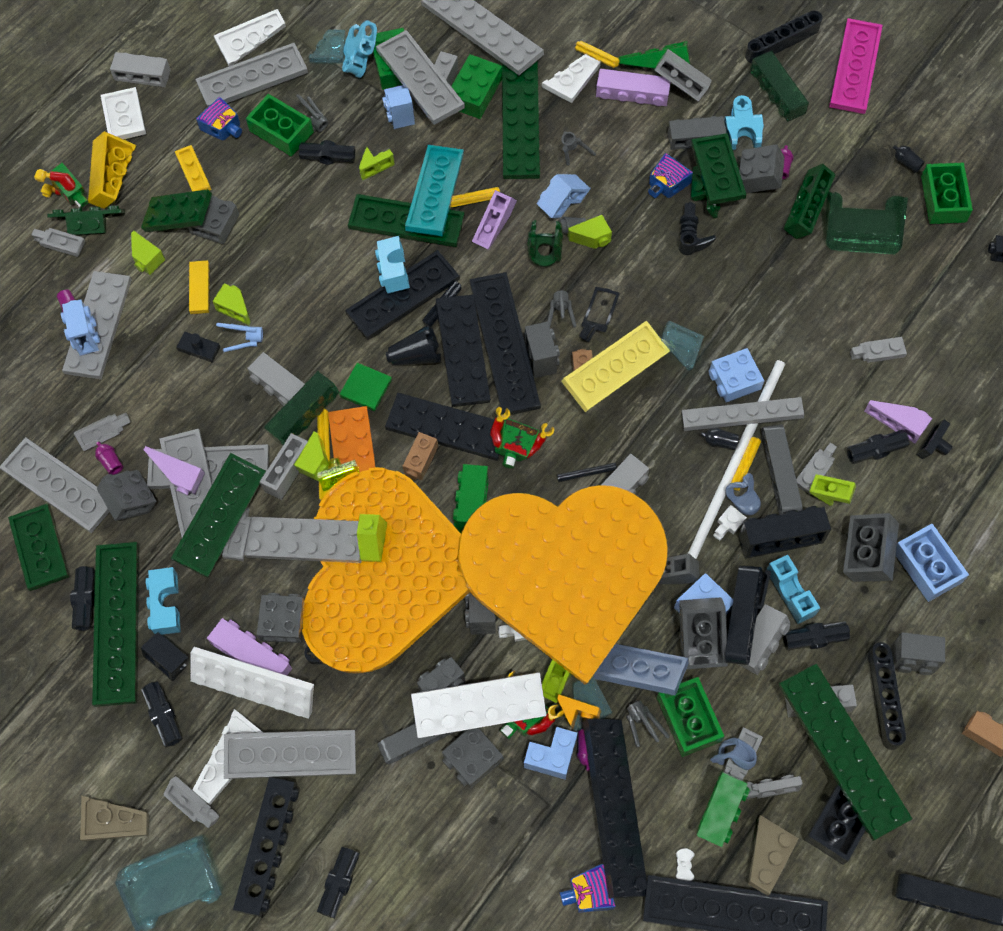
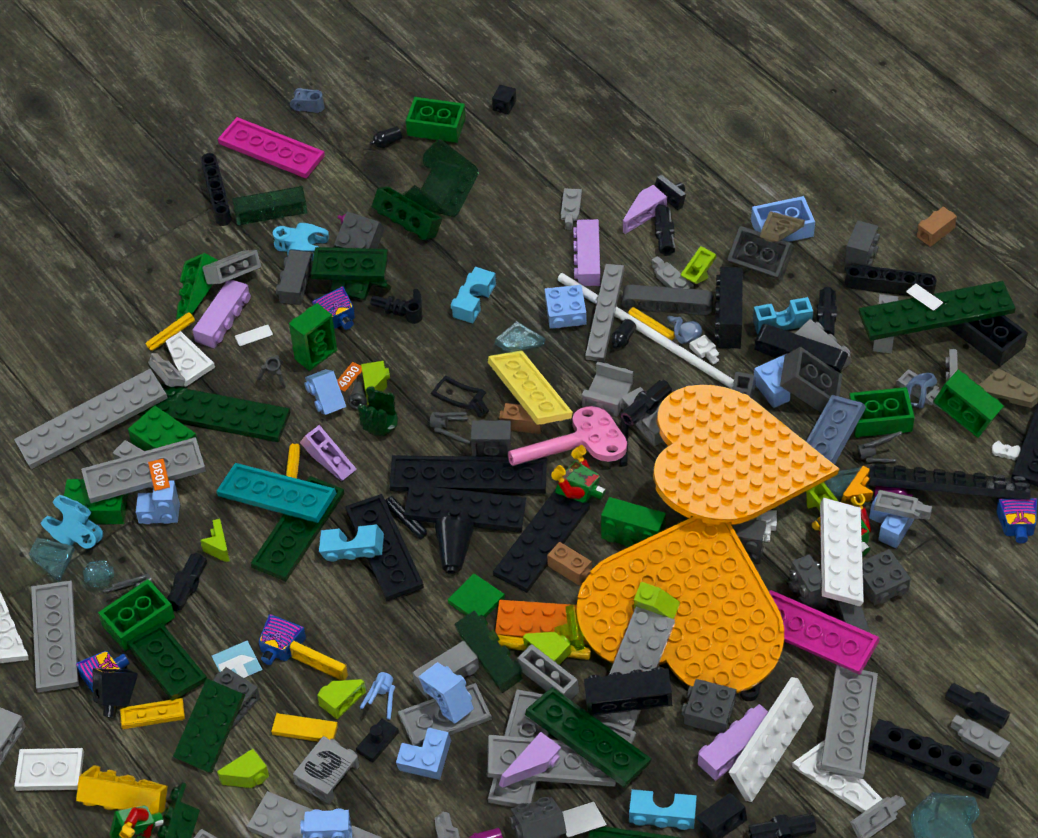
camera: 75 degrees left, 15 degrees down
(143, 533) = (582, 819): none -> white sticker
(157, 312) = (324, 768): none -> light grey panel
(180, 389) = (429, 758): none -> light blue brick
(200, 129) = (113, 688): none -> black torso
(234, 394) = (428, 715): none -> light grey tile
(238, 382) = (448, 691): none -> light blue brick
(241, 163) = (167, 661): none -> dark green plate
(258, 217) = (238, 659): none -> medium azure sticker
(264, 536) = (628, 691): none -> black brick
(266, 276) = (318, 661): none -> yellow tile
(282, 239) = (277, 638): none -> blue torso
(303, 893) = (980, 737): none -> light grey hinge
(319, 85) = (98, 573): none -> clear light blue head
(384, 706) = (825, 635): none -> dark pink plate
(414, 88) = (159, 474): none -> orange sticker
(549, 65) = (166, 371): none -> light grey hinge
(553, 756) = (902, 505): none -> light grey hinge
(581, 442) = (595, 433): none -> bright pink piece
(592, 211) = (349, 376): none -> orange sticker
(615, 163) = (313, 336): none -> green brick
(621, 122) = (253, 335): none -> white sticker
(623, 476) = (646, 402): none -> black piece
(645, 442) = (608, 388): none -> light grey panel
(741, 288) = (478, 283): none -> medium azure arch
(820, 379) = (588, 252): none -> lavender brick
(853, 731) = (924, 297): none -> white sticker
(901, 553) = (780, 226): none -> dark tan wing
(930, 77) = (308, 100): none -> sand blue piece

